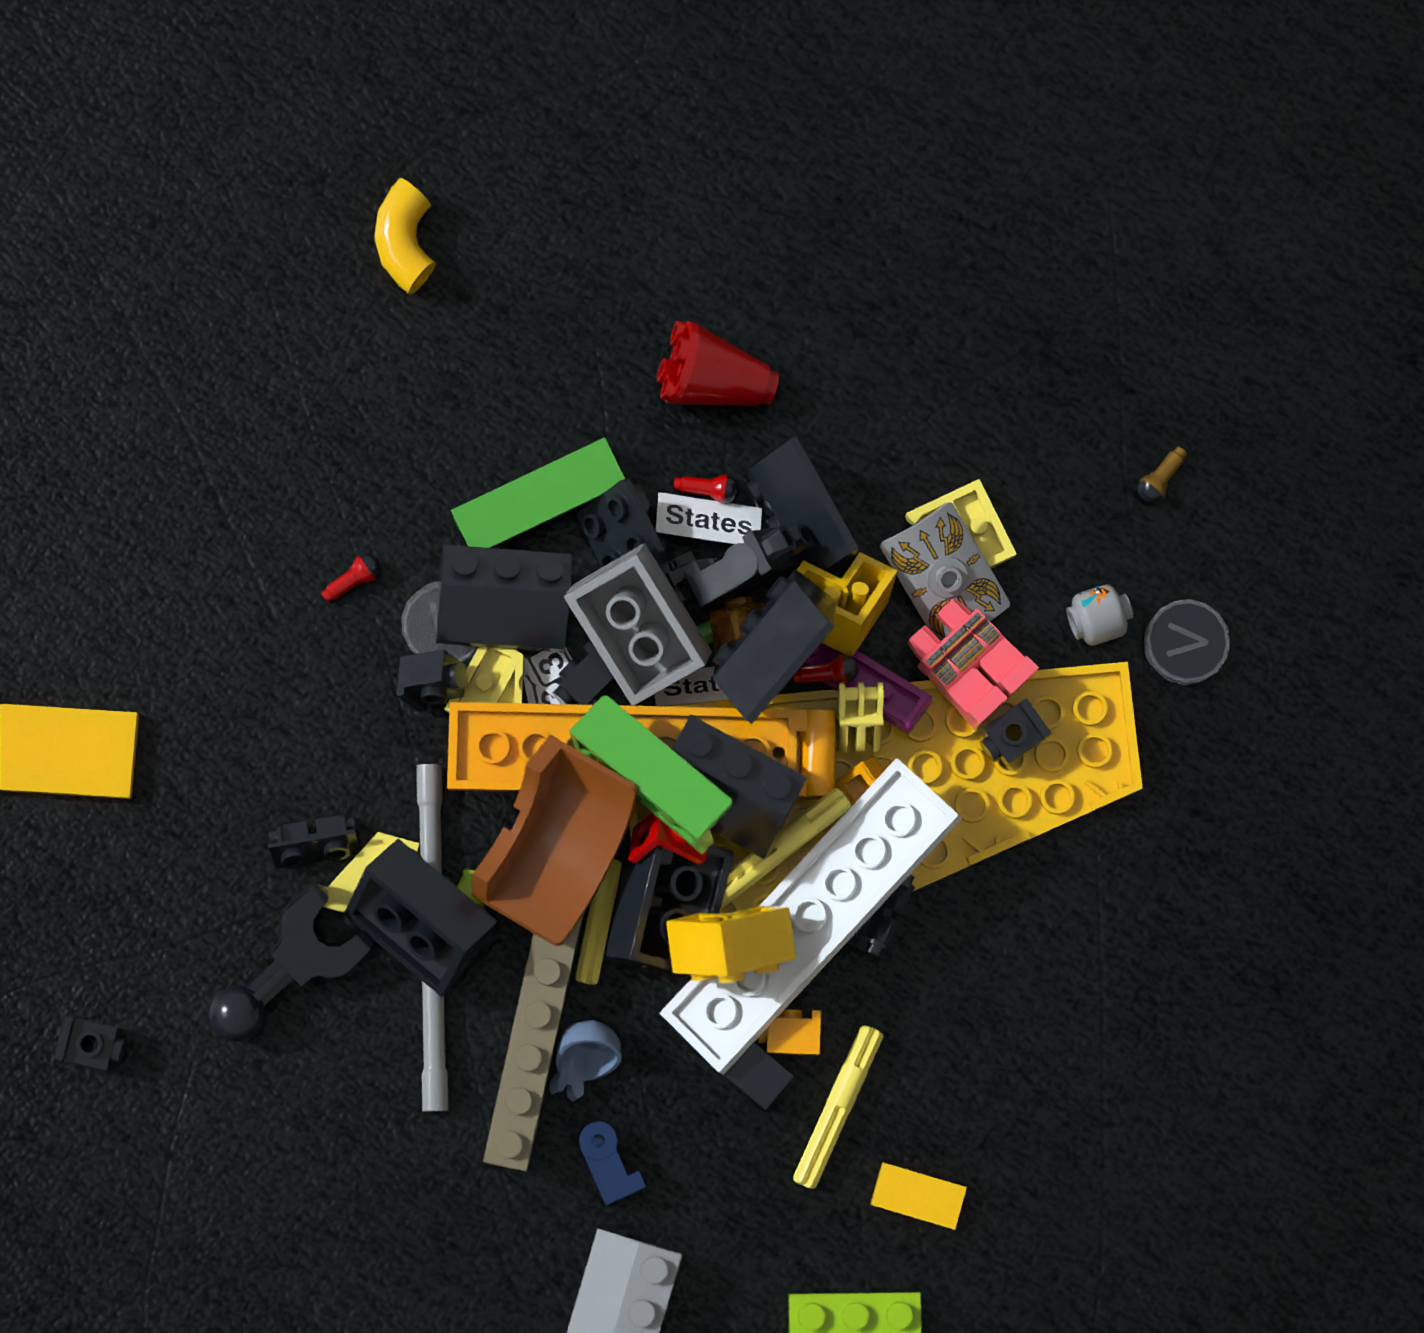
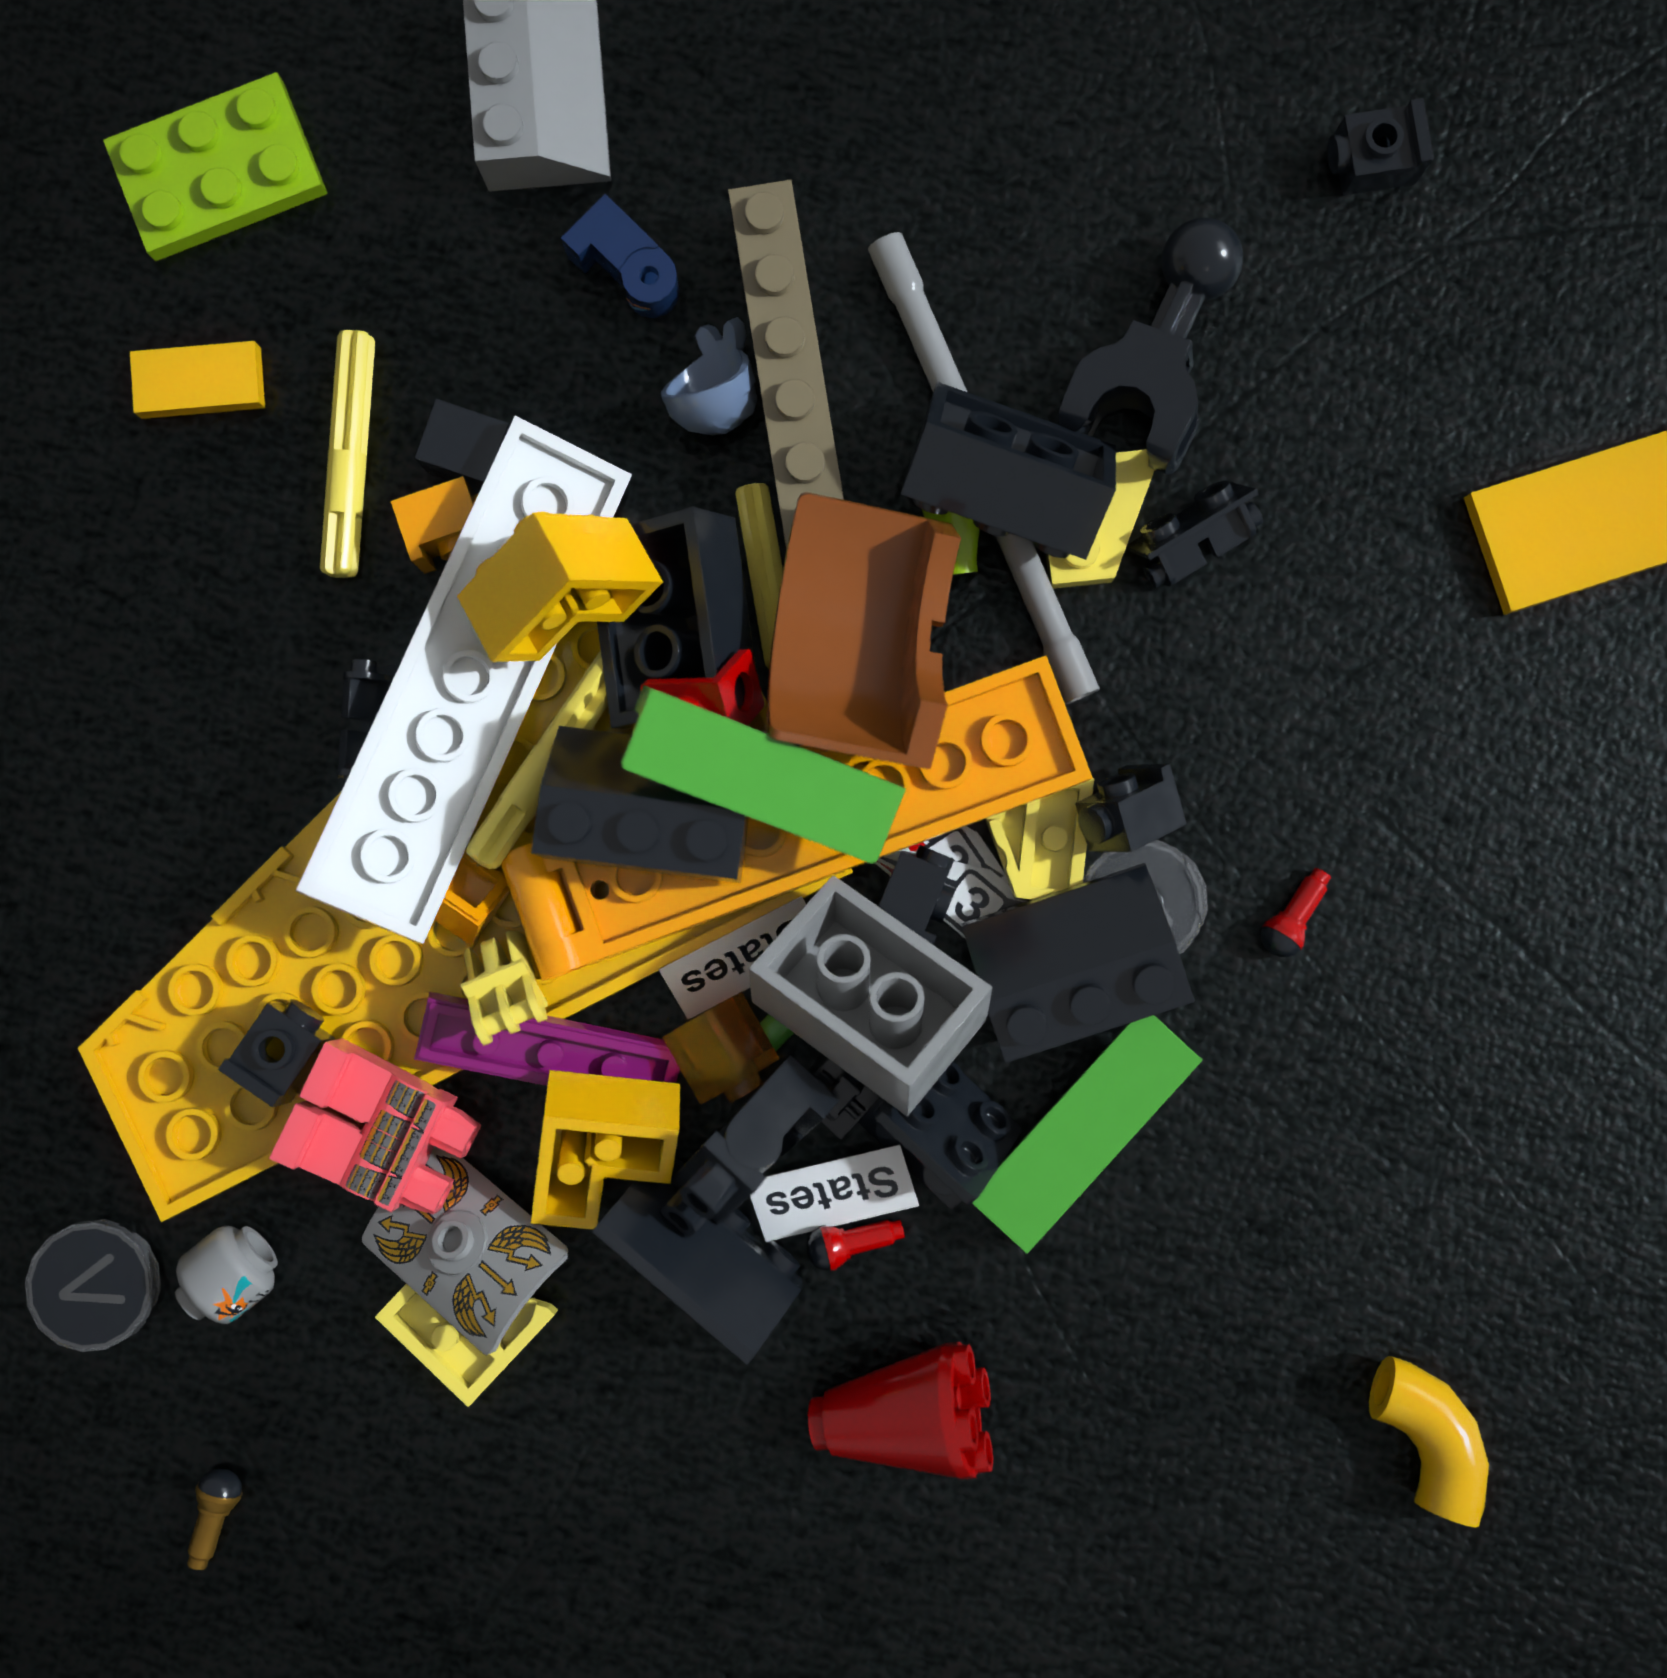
camera: 170 degrees right, 5 degrees up
(773, 643) = (654, 1035): black slope -> none
(841, 669) = (556, 1046): red piece -> none

